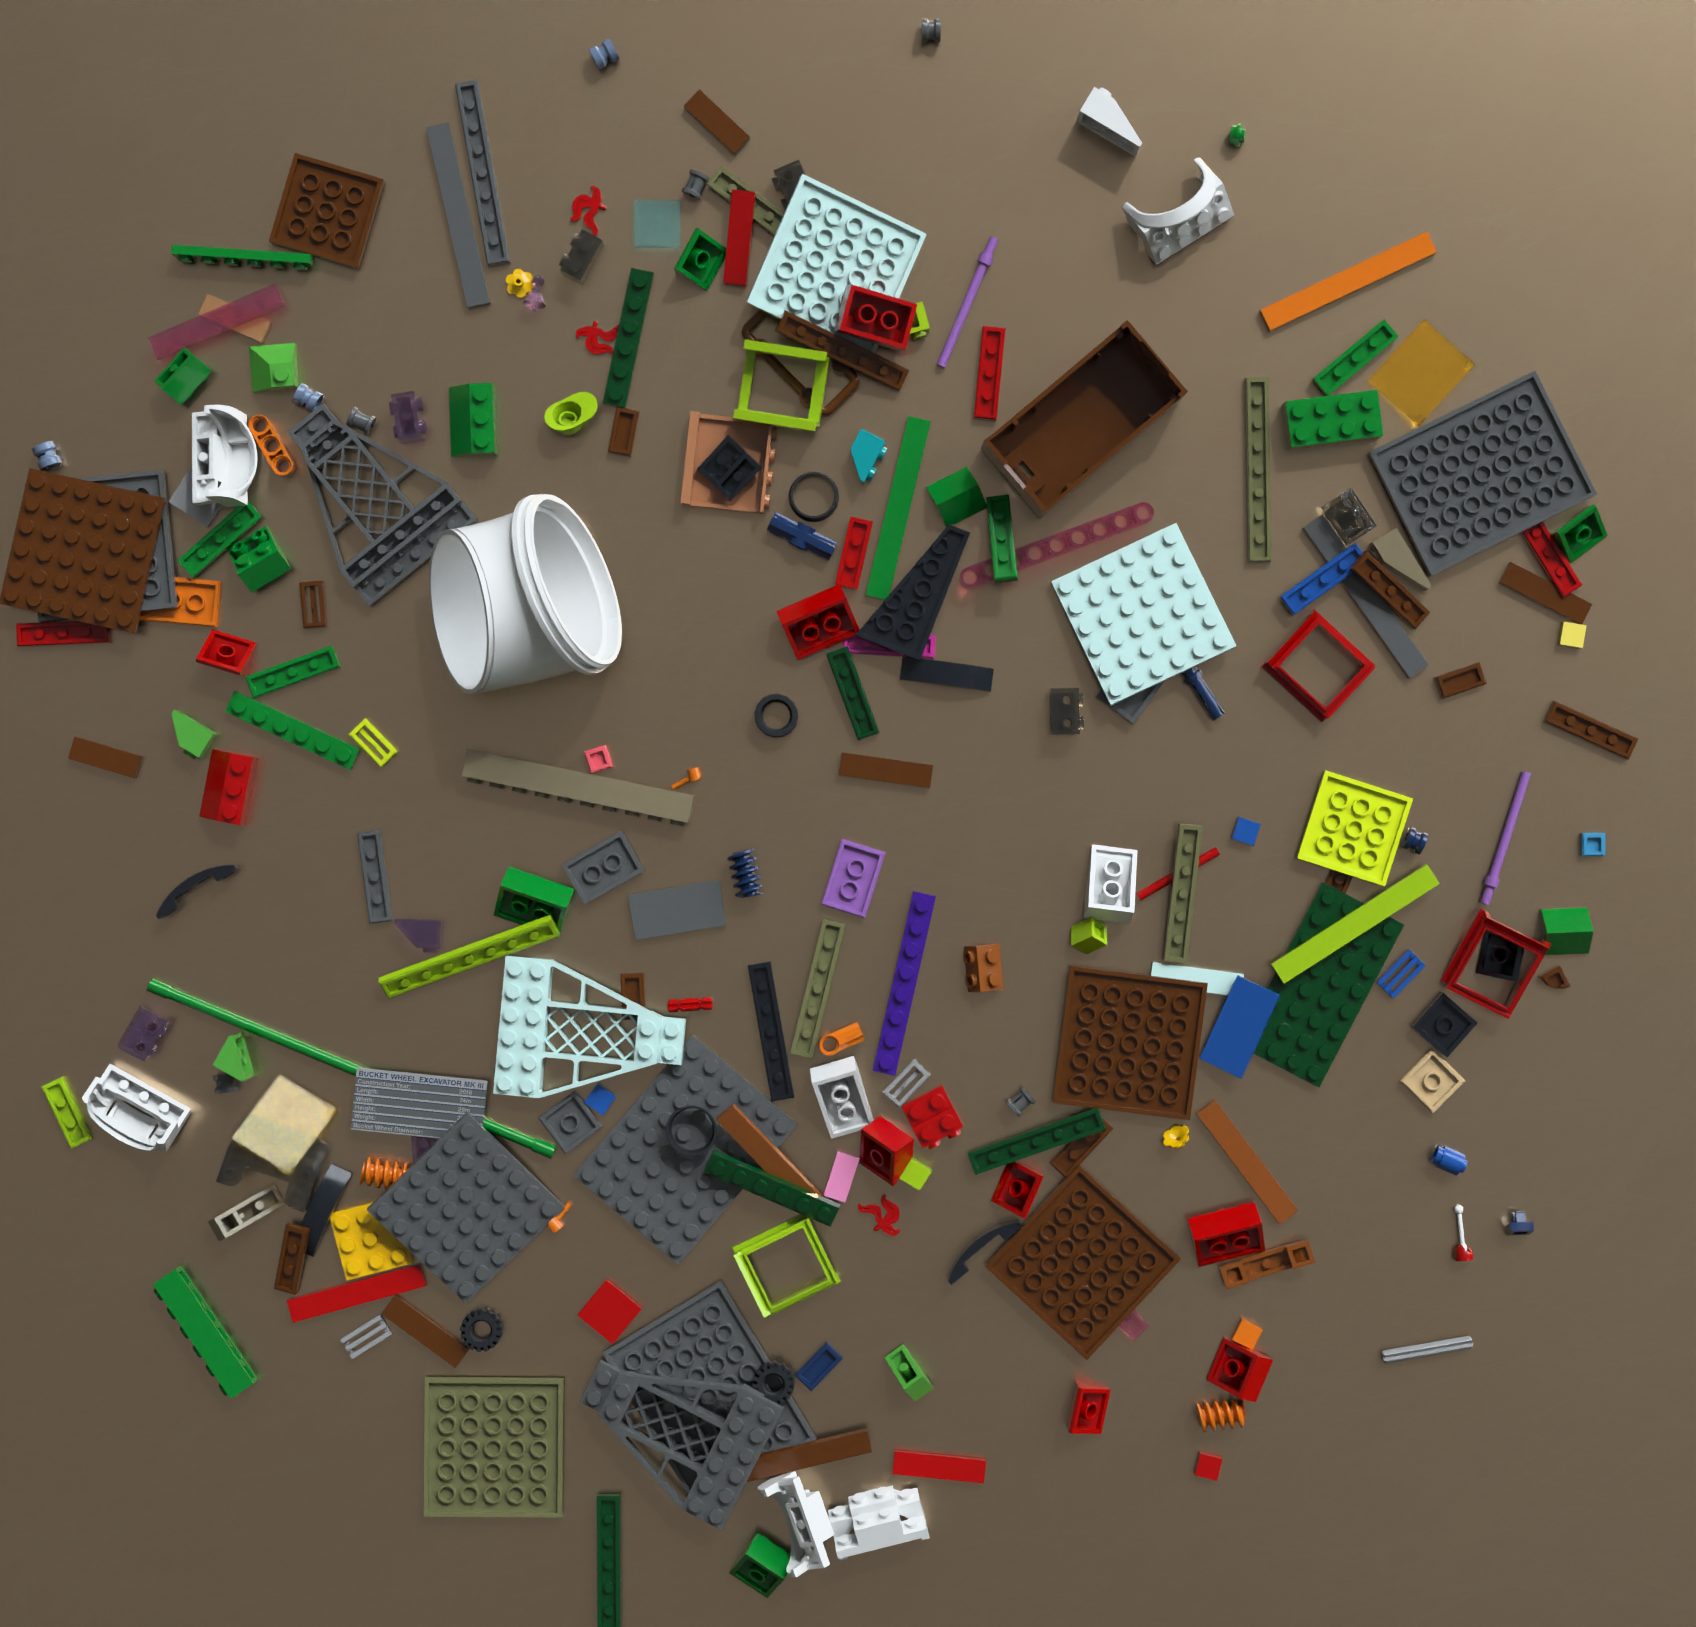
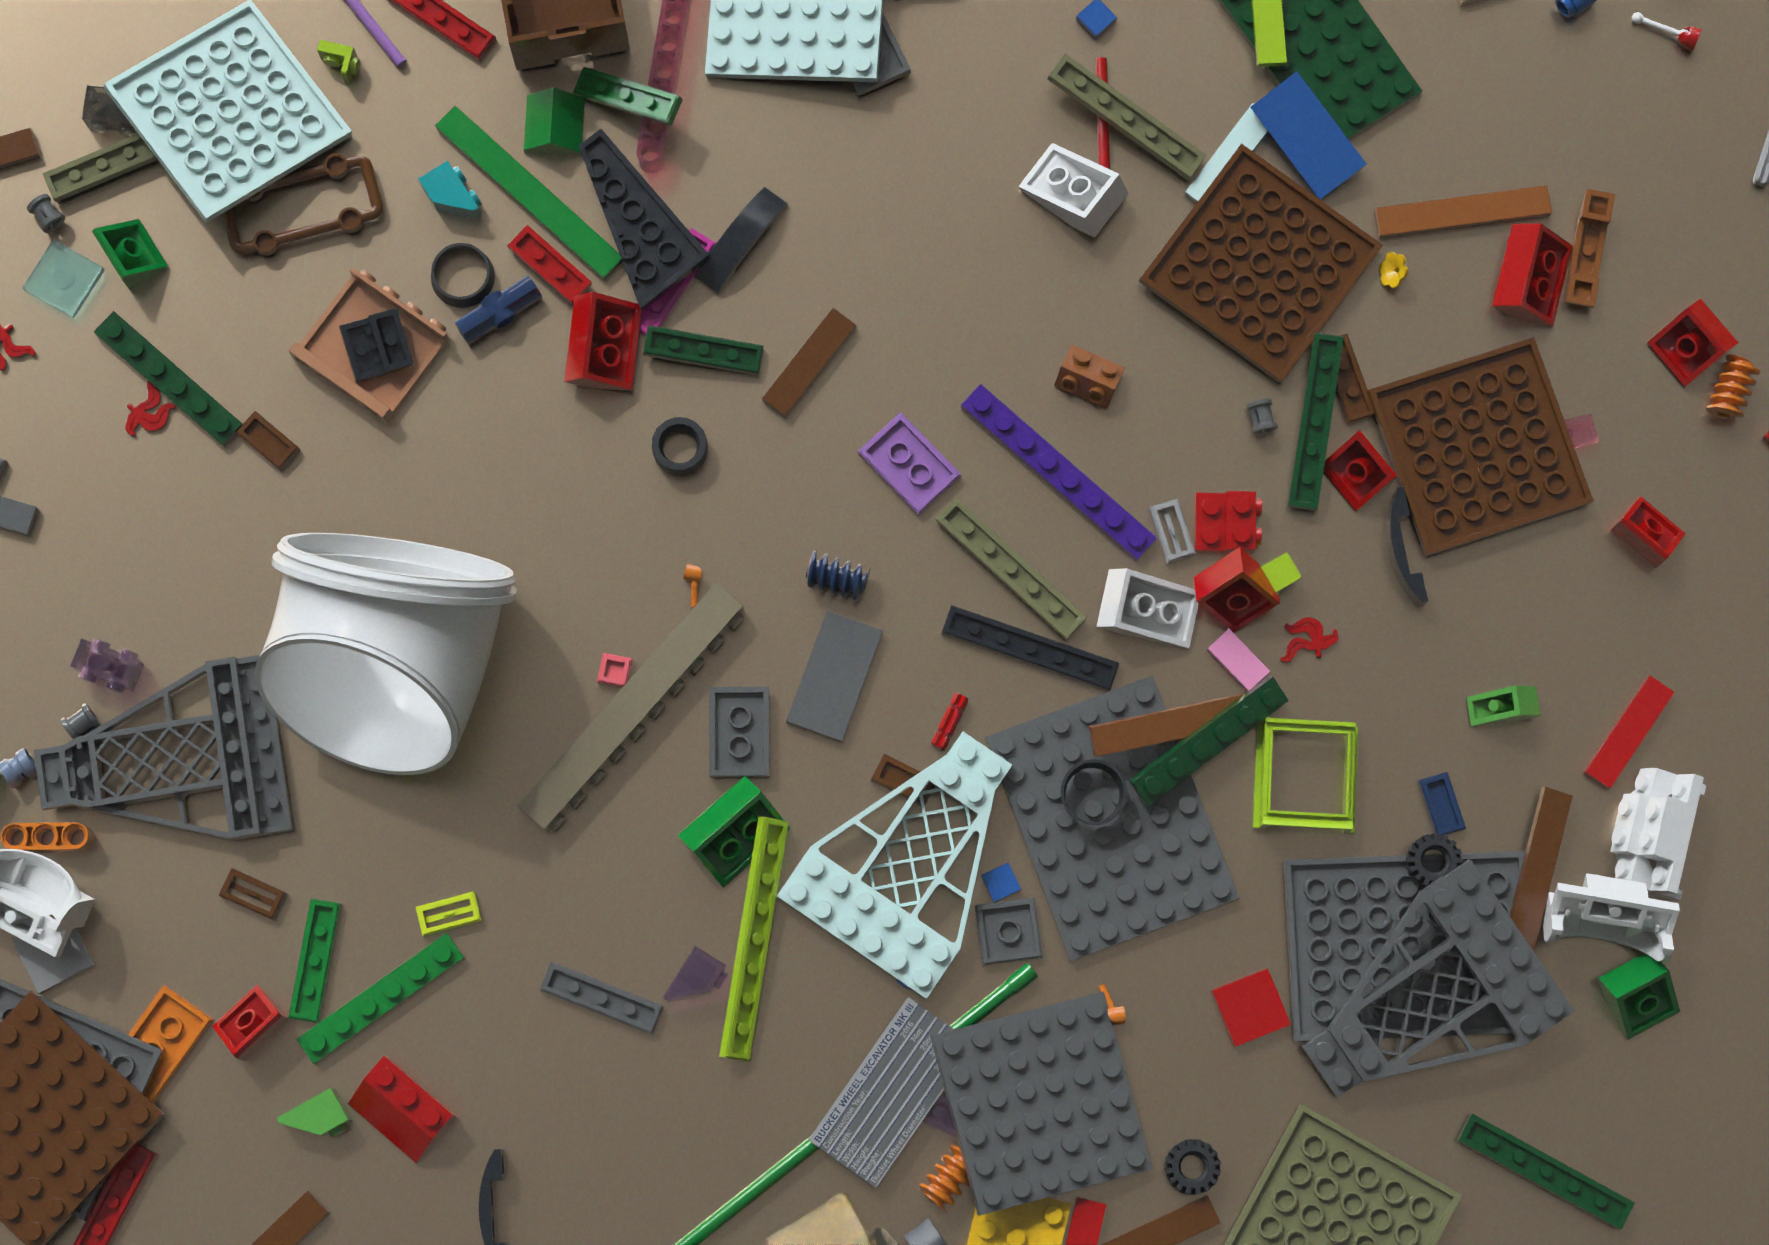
camera: 65 degrees left, 10 degrees down
(219, 539) = (115, 957): green plate -> none
(258, 559) = (164, 925): green slope -> none
(473, 420) = (154, 597): green slope -> none
(523, 287) = (41, 467): yellow plant -> none
(535, 297) = (63, 455): piece -> none
(570, 413) = (212, 482): lime piece -> none
(581, 256) = (49, 377): clear smoke brick -> none
(739, 237) = (132, 196): red tile -> none
(817, 392) = (286, 208): lime piece -> none
(842, 350) = (320, 152): reddish brown tile -> none
(843, 1038) = (1082, 573): orange piece -> none
(875, 317) = (307, 94): red brick -> none
(1060, 711) = (855, 133): clear smoke brick -> none
(1089, 935) = (1117, 243): lime panel -> none
(1247, 1334) = (1656, 314): orange tile -> none

